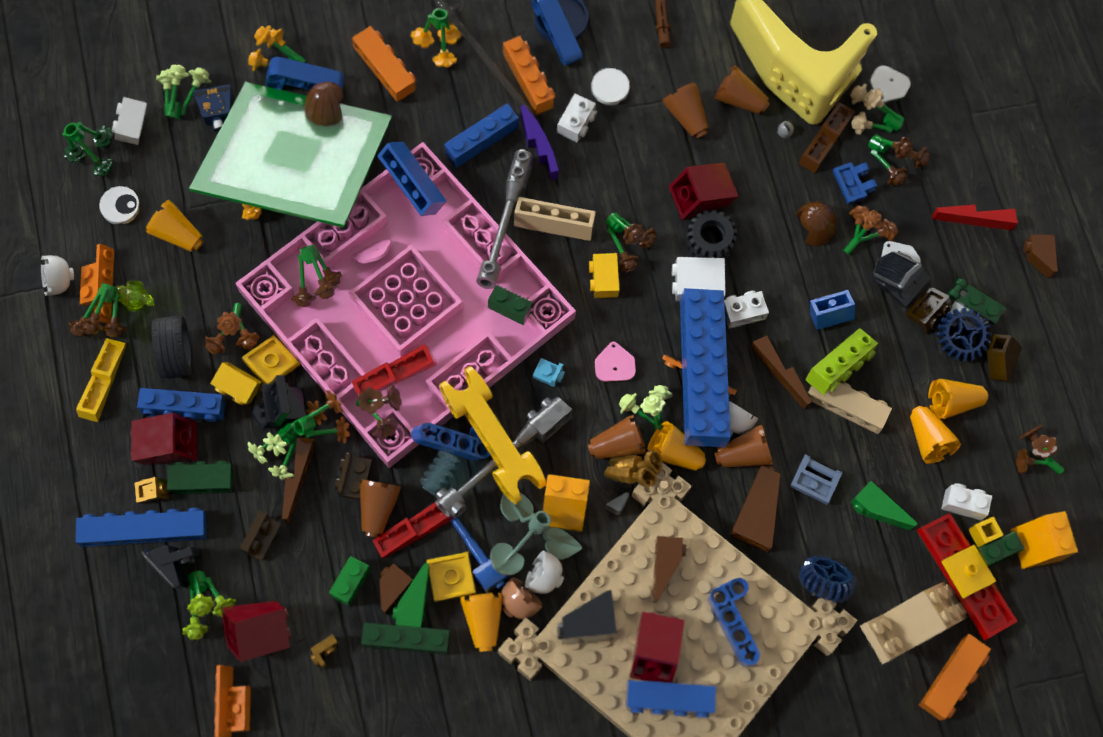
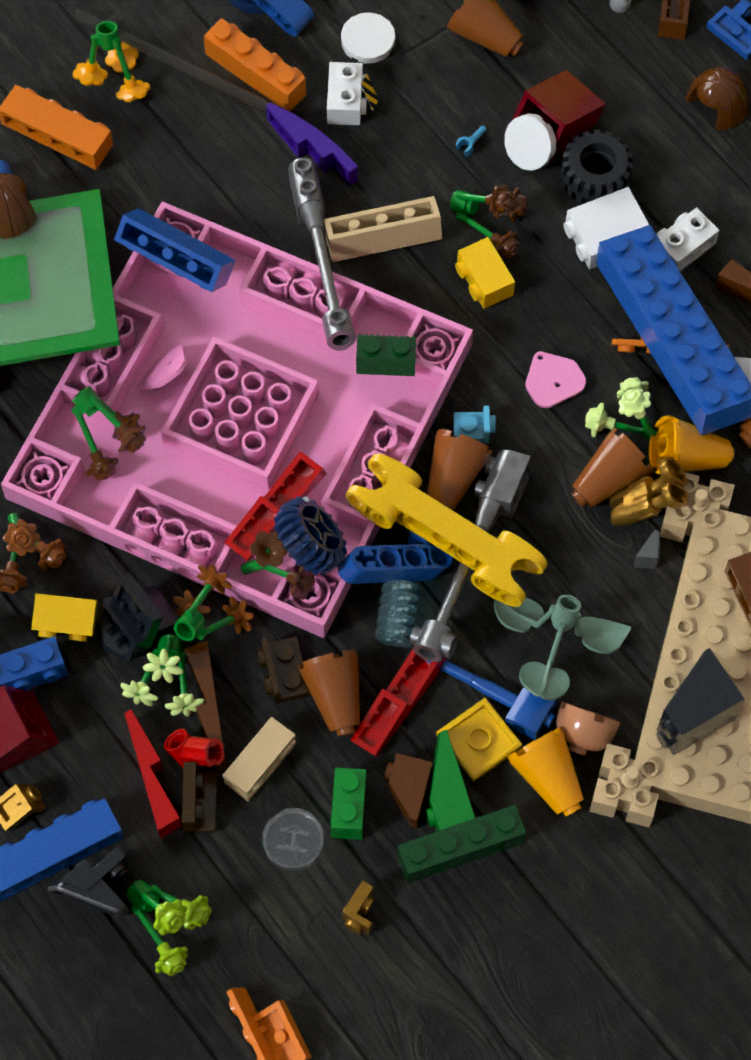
camera: 20 degrees left, 5 degrees down
(200, 478) = (77, 760): dark green brick -> none
(242, 499) = (150, 763): none -> red slope
(255, 629) = (255, 920): dark red slope -> none
(270, 359) = (94, 568): yellow plate -> none
(271, 504) = (194, 749): none -> red piece
(307, 587) = (293, 839): none -> clear tile
(310, 527) = (259, 759): none -> tan piece
(401, 402) = (310, 535): none -> dark blue gear
(481, 135) = (232, 165): blue brick -> none
(519, 396) = (455, 466): none -> dark orange cone
(545, 574) = (601, 678): white cylinder -> none
(566, 502) = (584, 570): light orange slope -> none
(591, 123) = (369, 92): none -> sticker
(641, 183) = (470, 141): none -> dark azure hand
(676, 201) = (530, 142): none -> white tile

